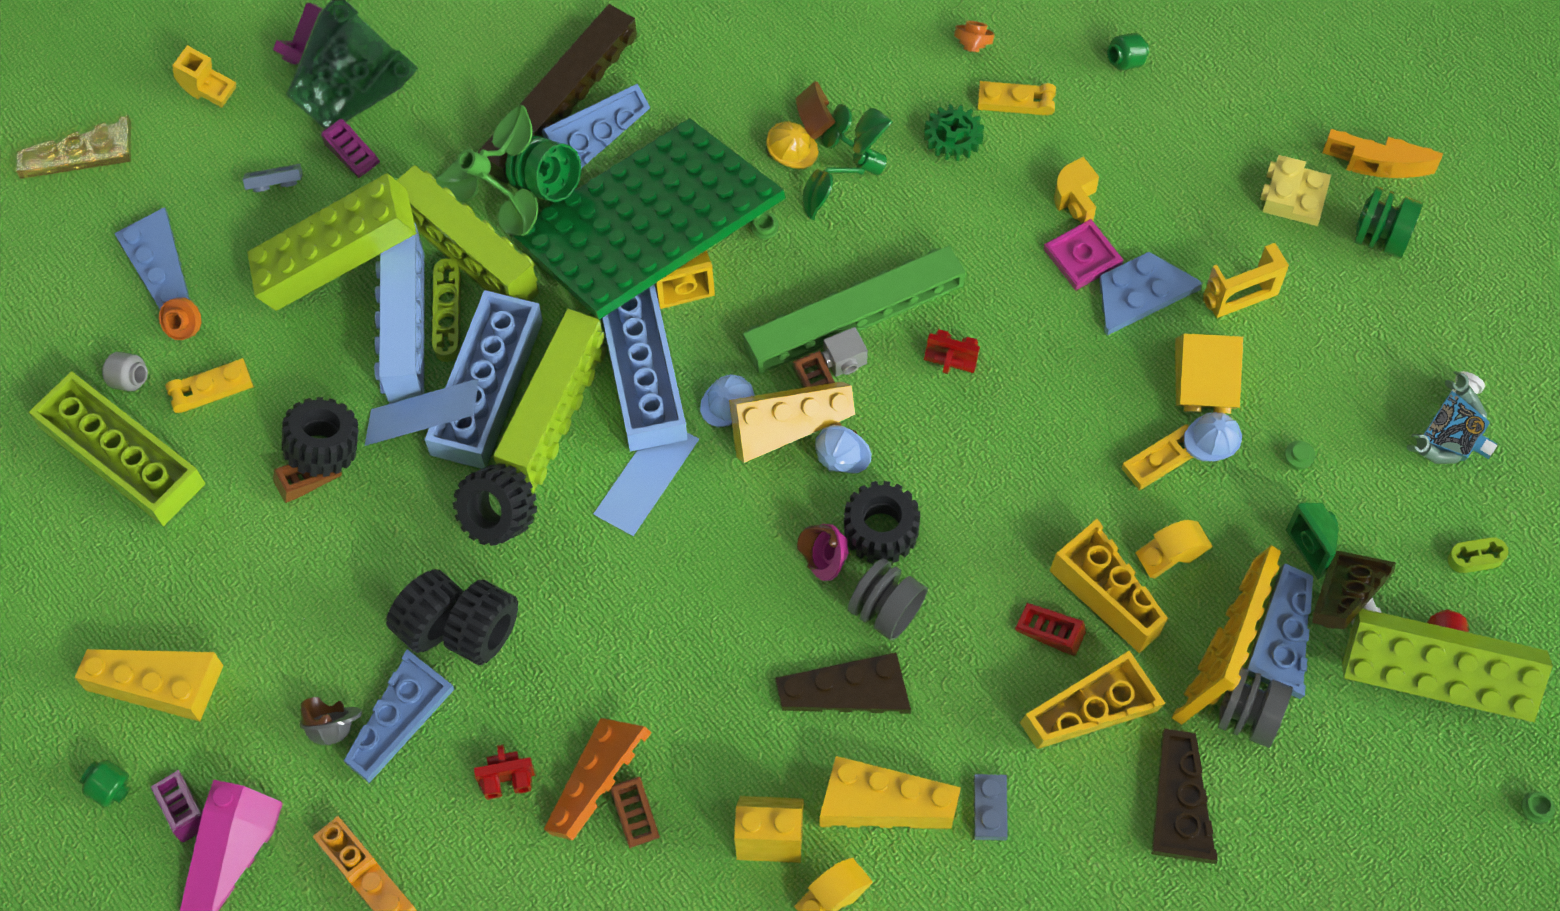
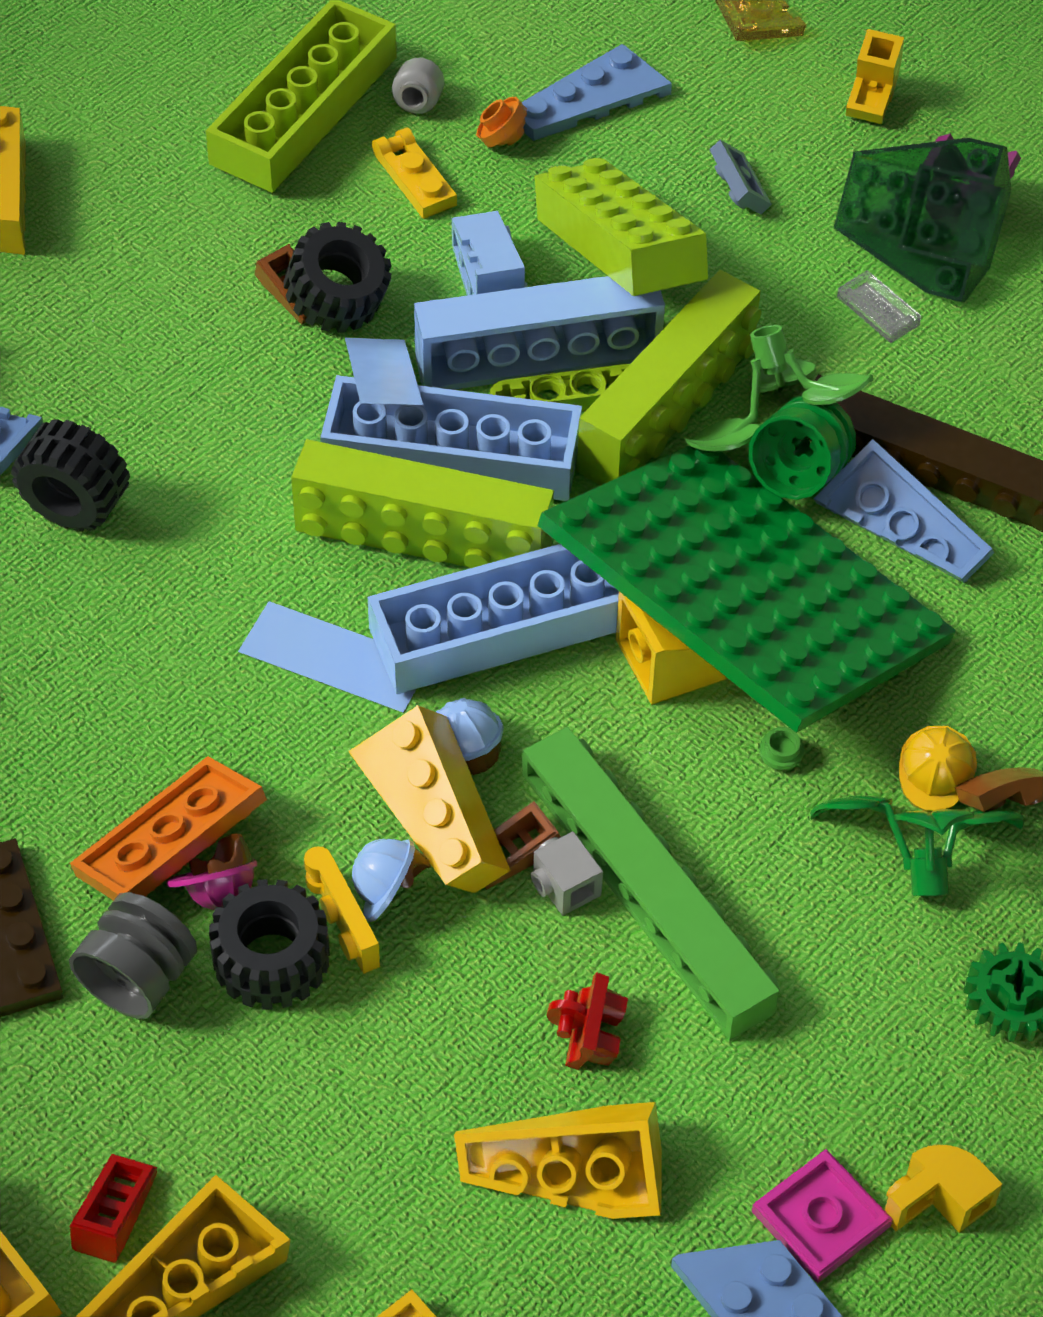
camera: 80 degrees right, 10 degrees down
(326, 340) = (486, 254): none -> light blue wedge
(341, 133) = (821, 231): magenta slope -> none
(408, 116) = (879, 306): none -> clear tile
(422, 610) = (88, 399): black tyre -> none
(475, 509) = (246, 465): black tyre -> none
(787, 579) = (169, 830): none -> orange plate
(850, 481) = (341, 907): none -> yellow plate
(1042, 359) = (580, 1158): none -> yellow wedge

